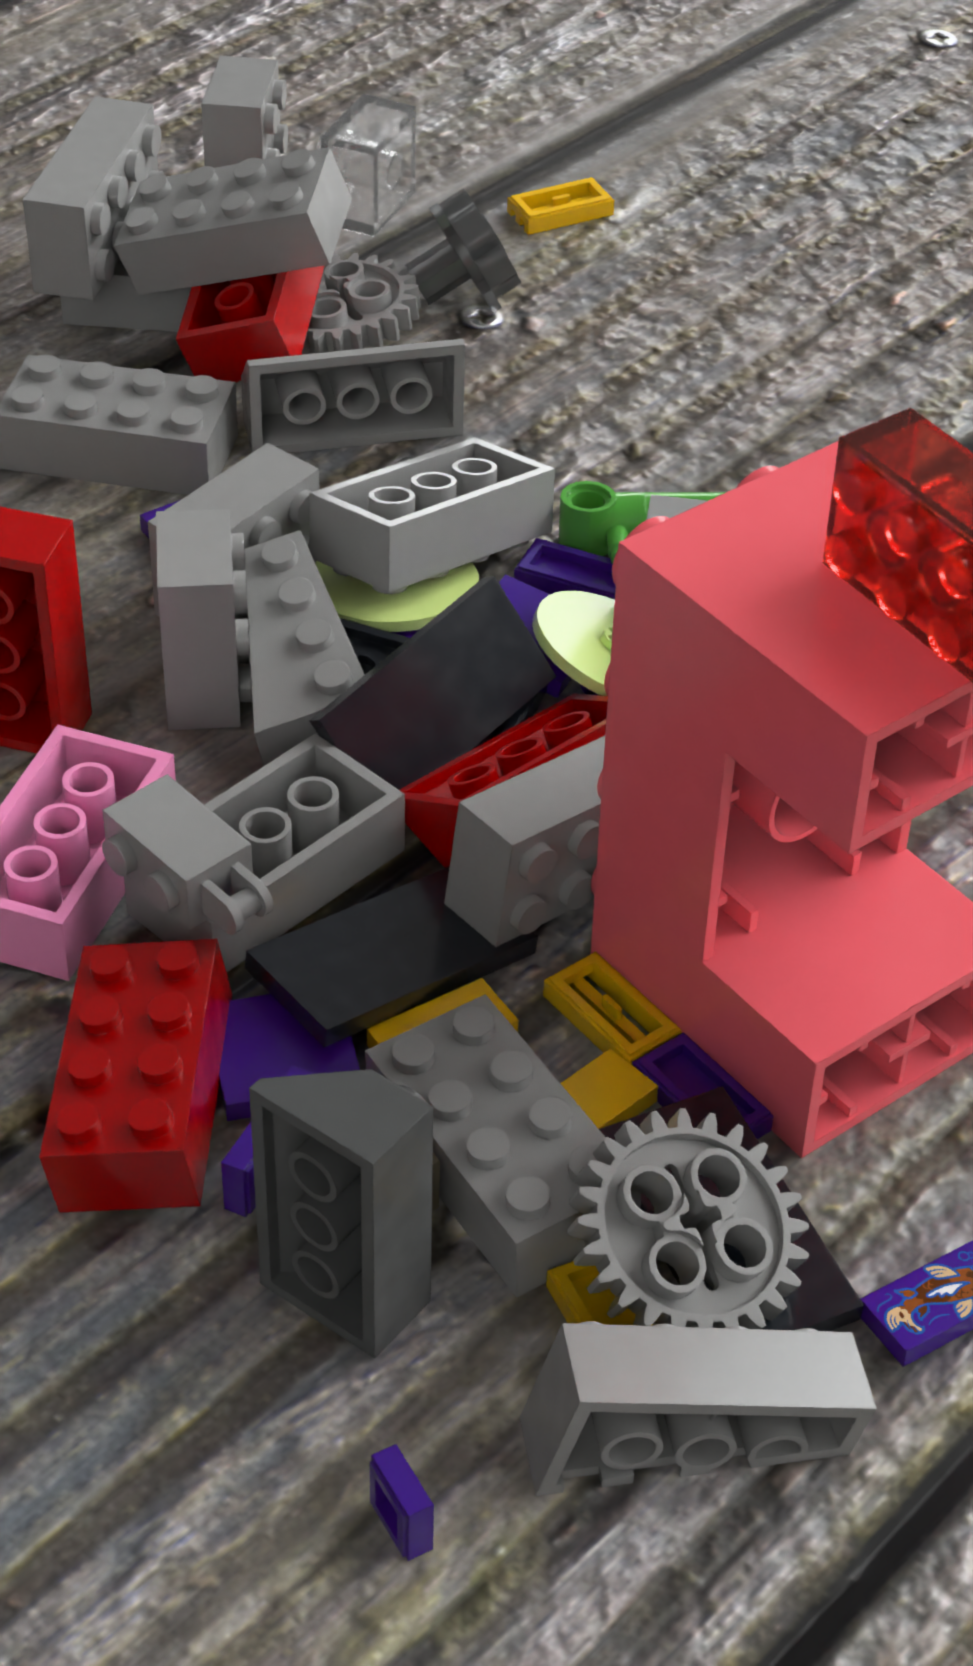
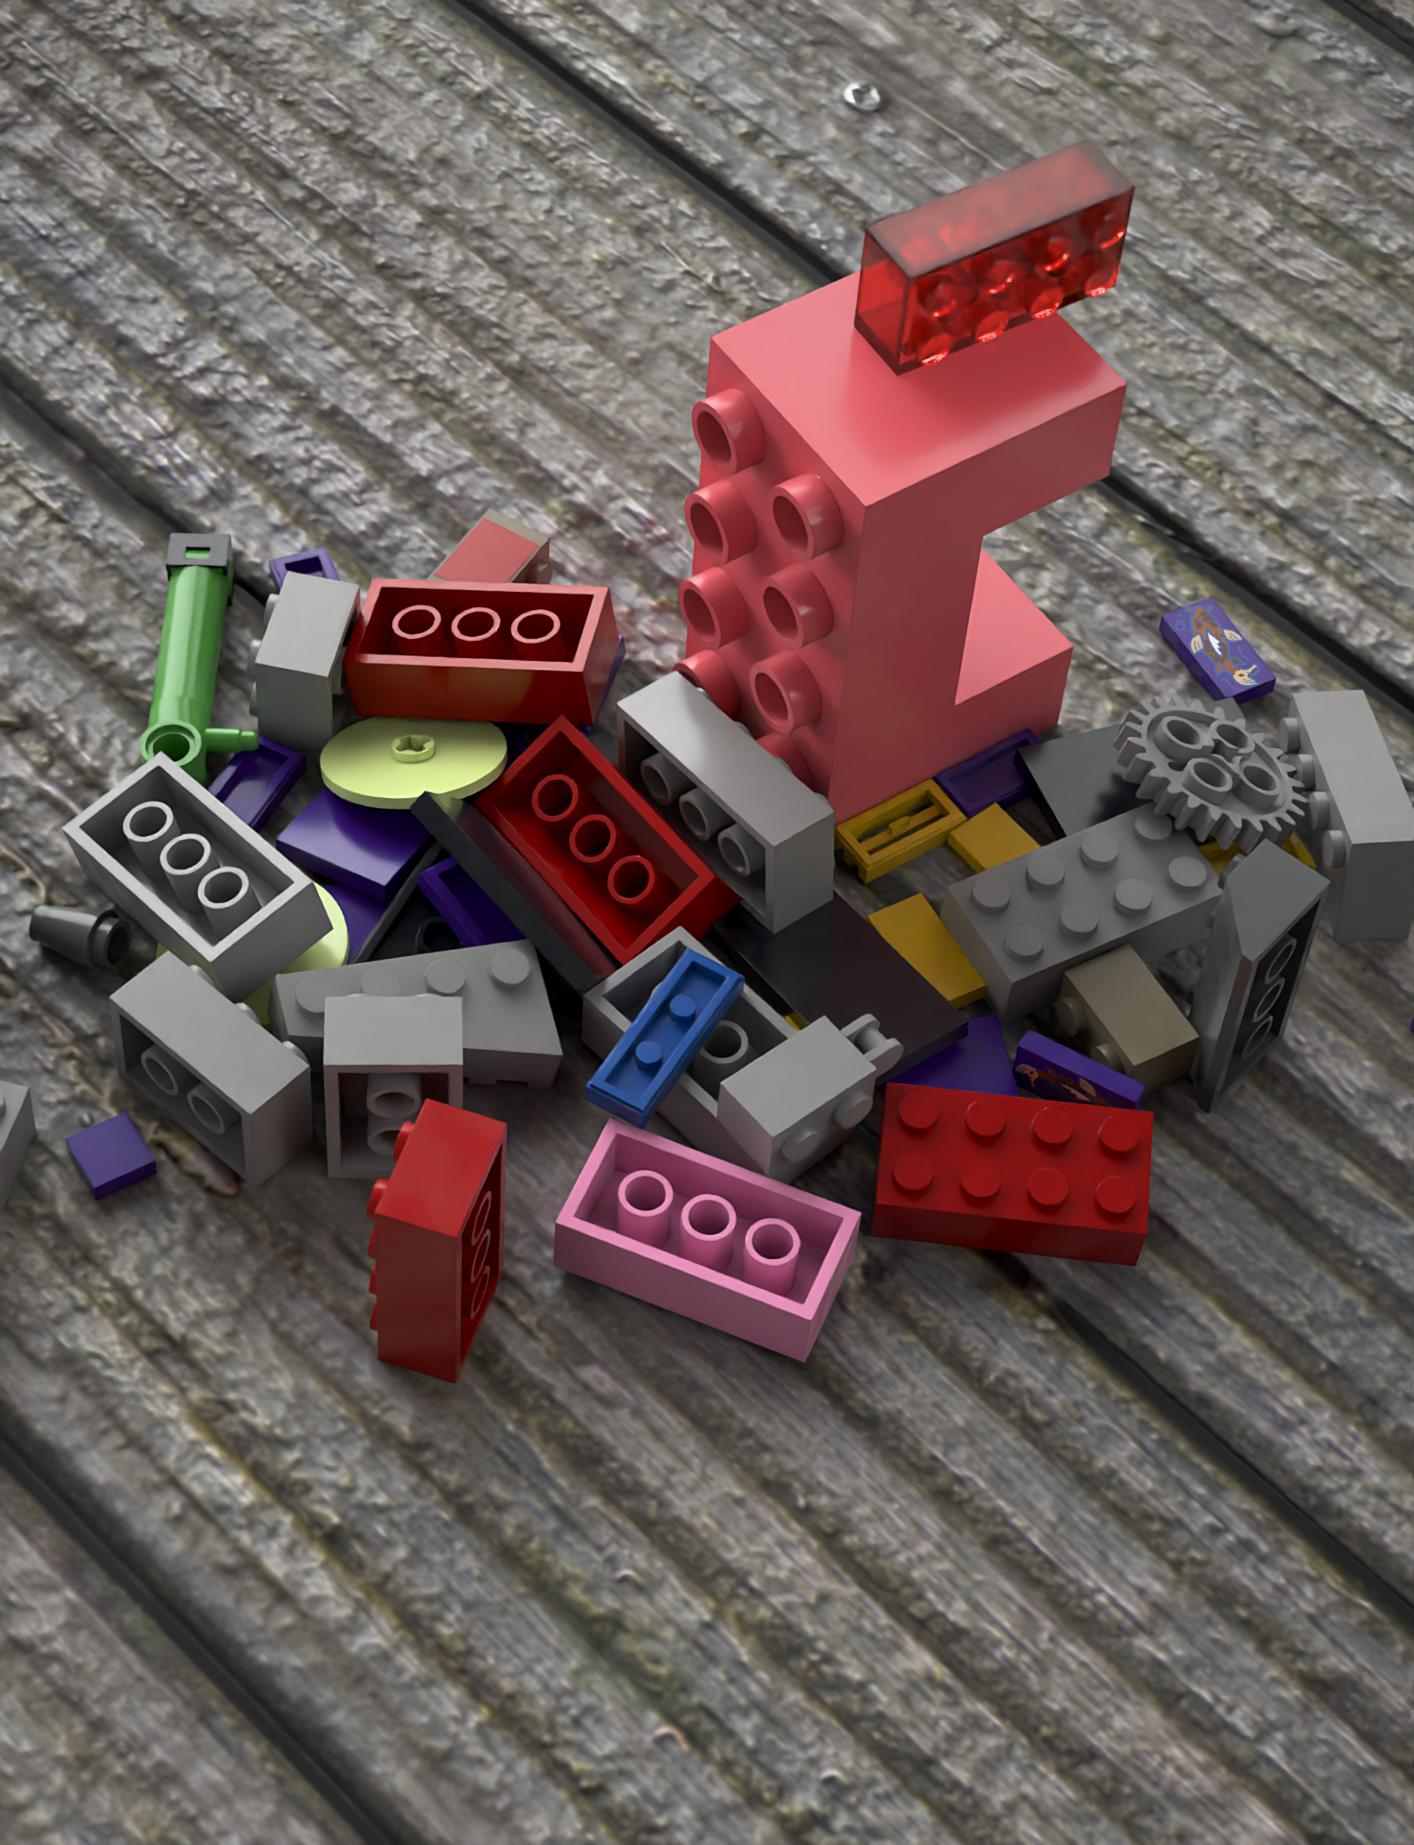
camera: 90 degrees left, 10 degrees up
(260, 779) = (664, 1038): none -> blue tile

